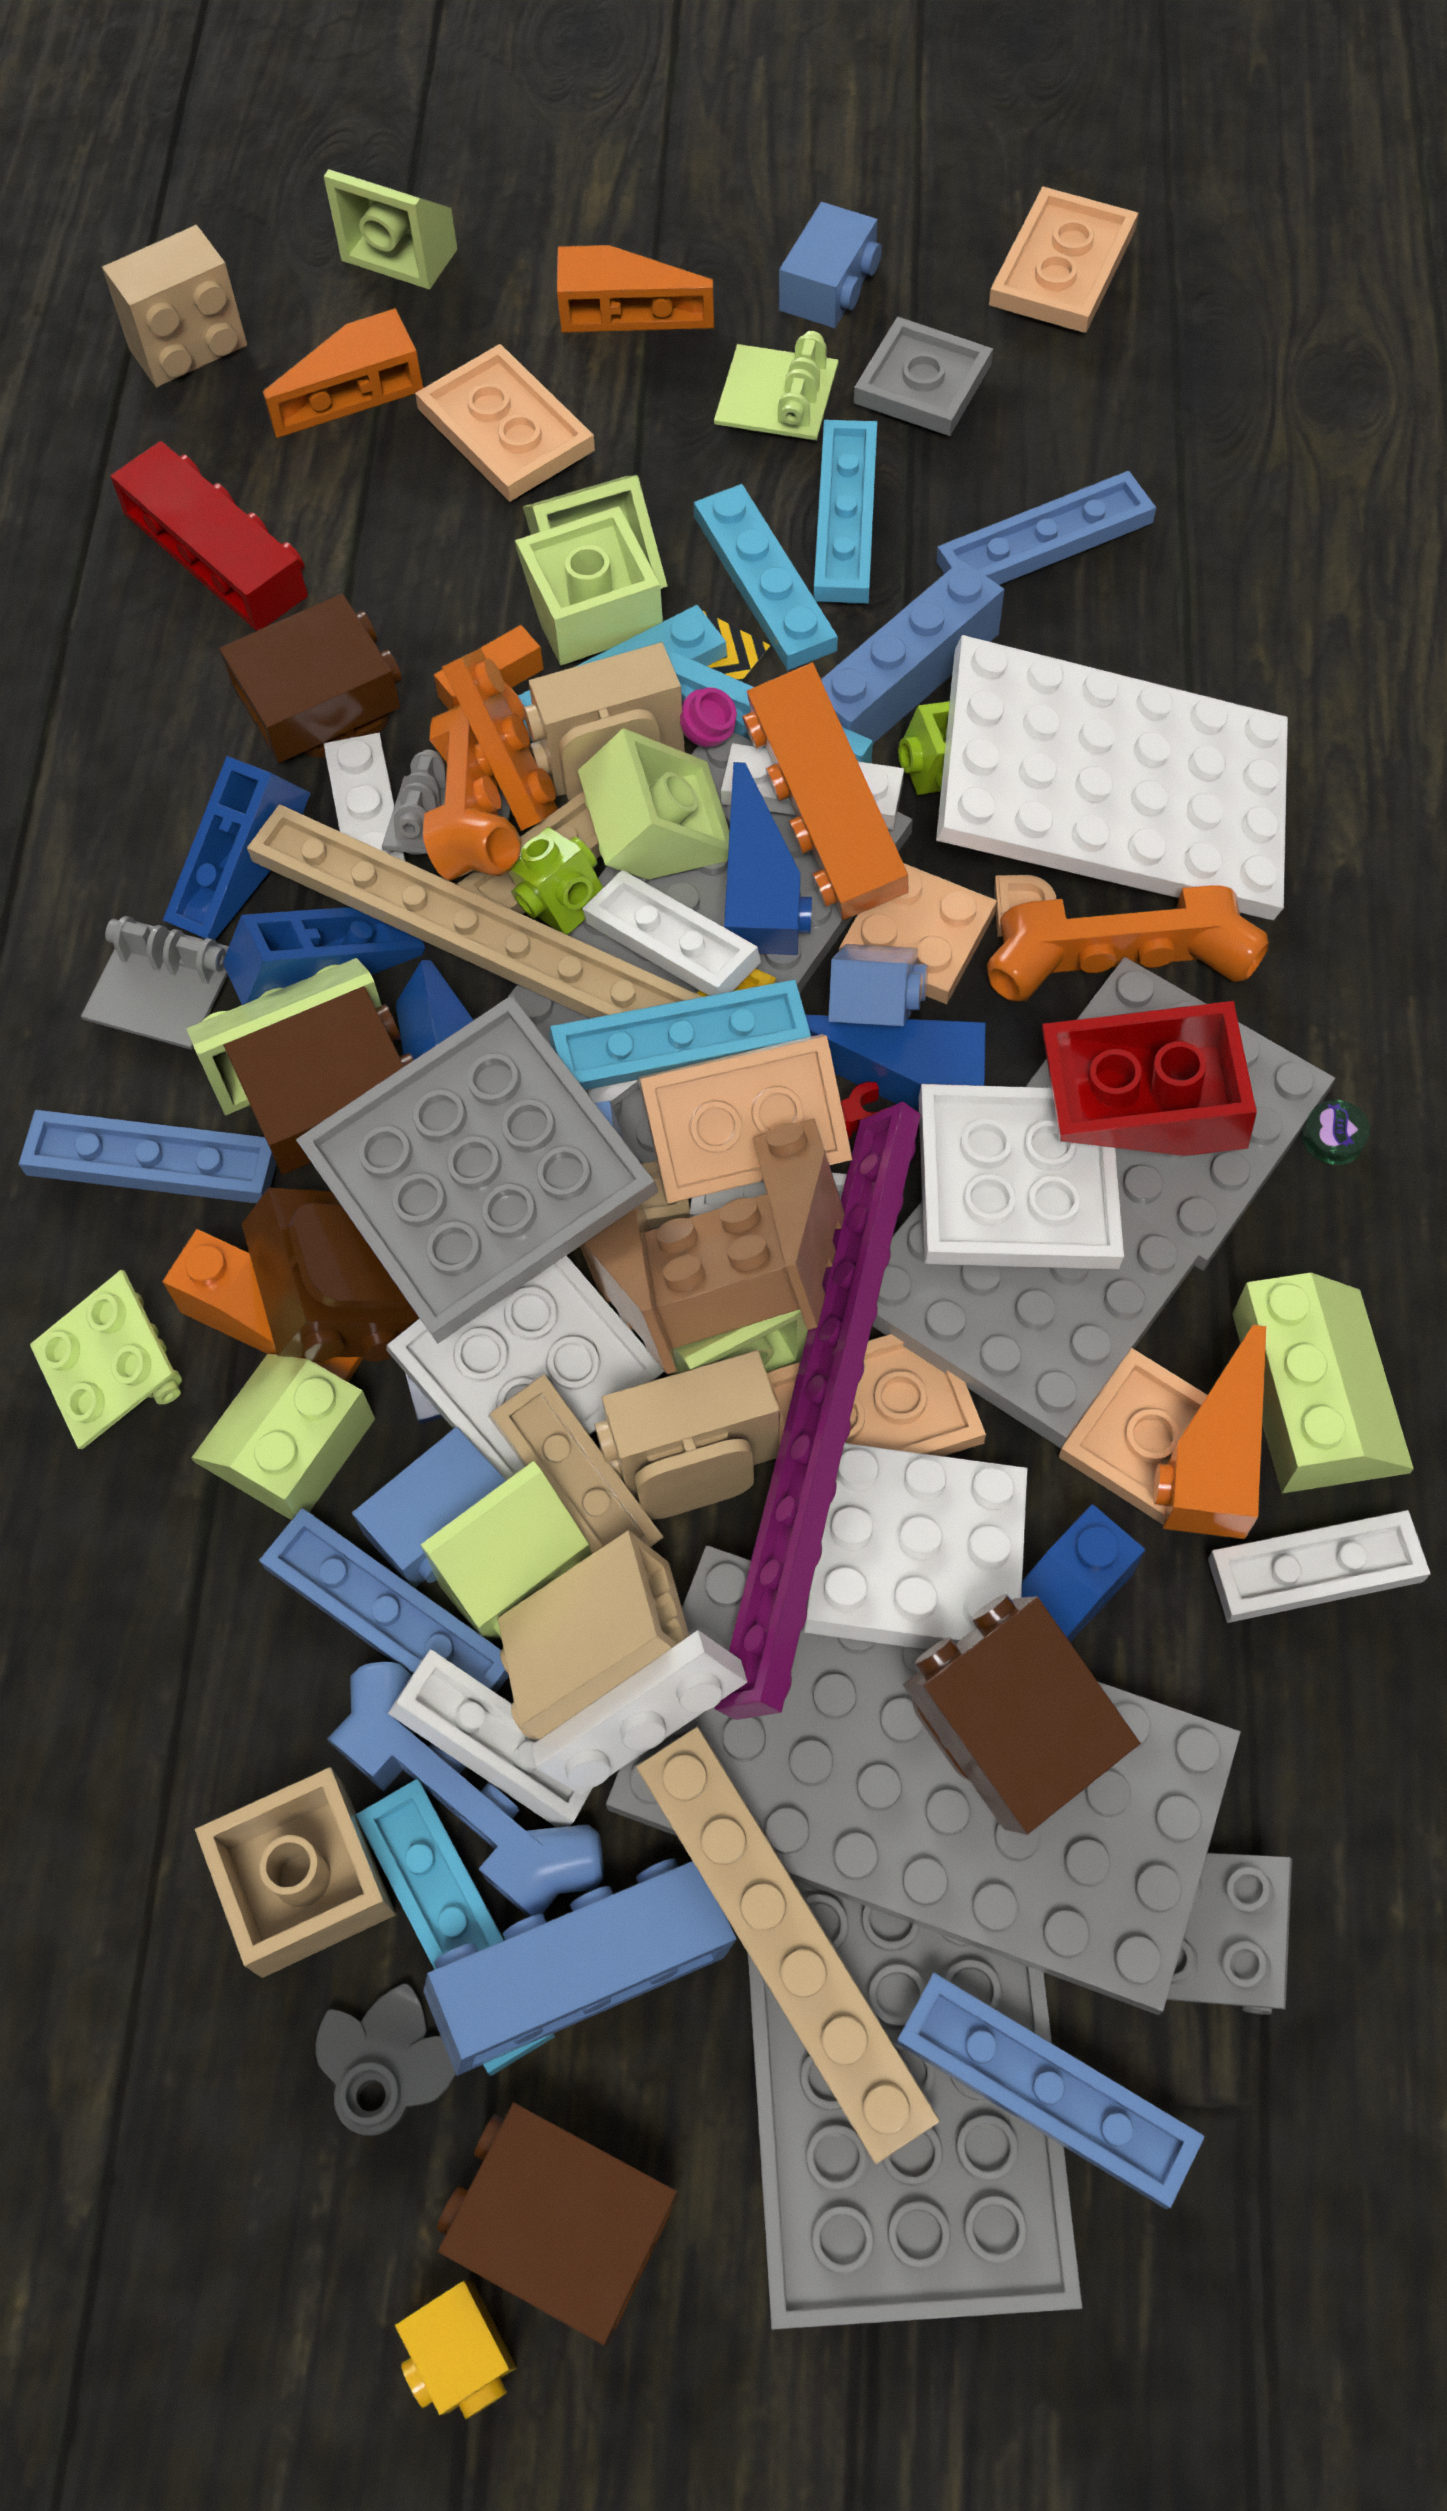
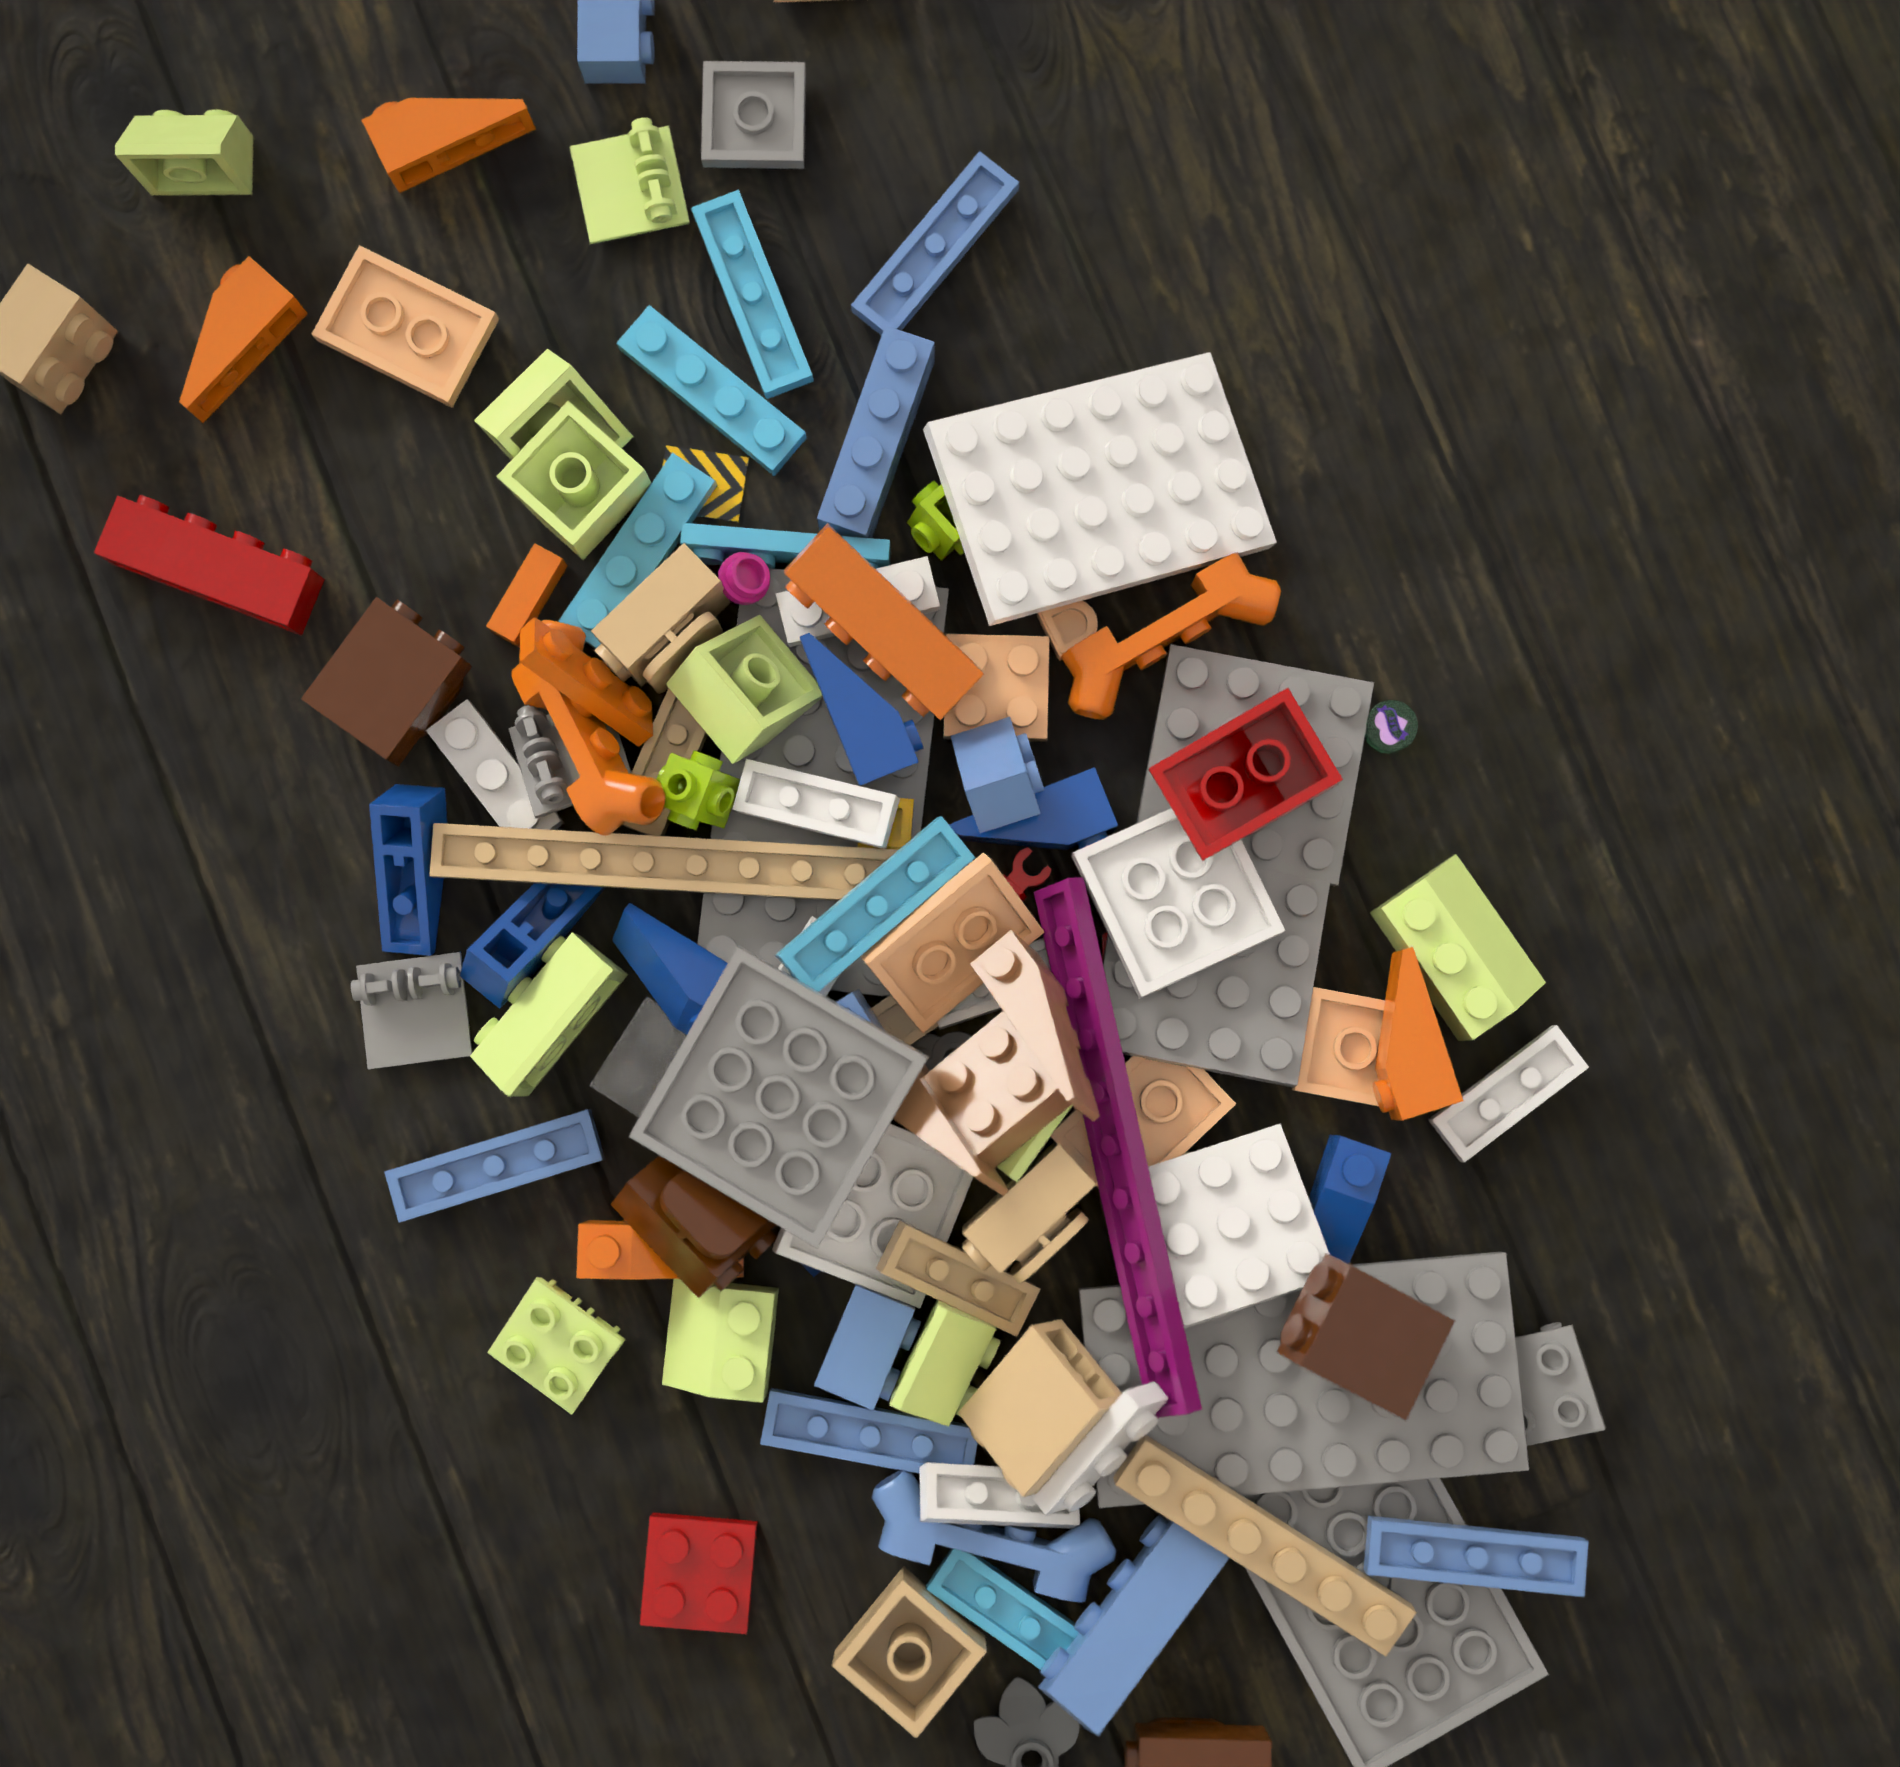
camera: 30 degrees left, 20 degrees up
(112, 1682) = (698, 1573): none -> red plate
(314, 1067) = (609, 1060): reddish brown brick -> none

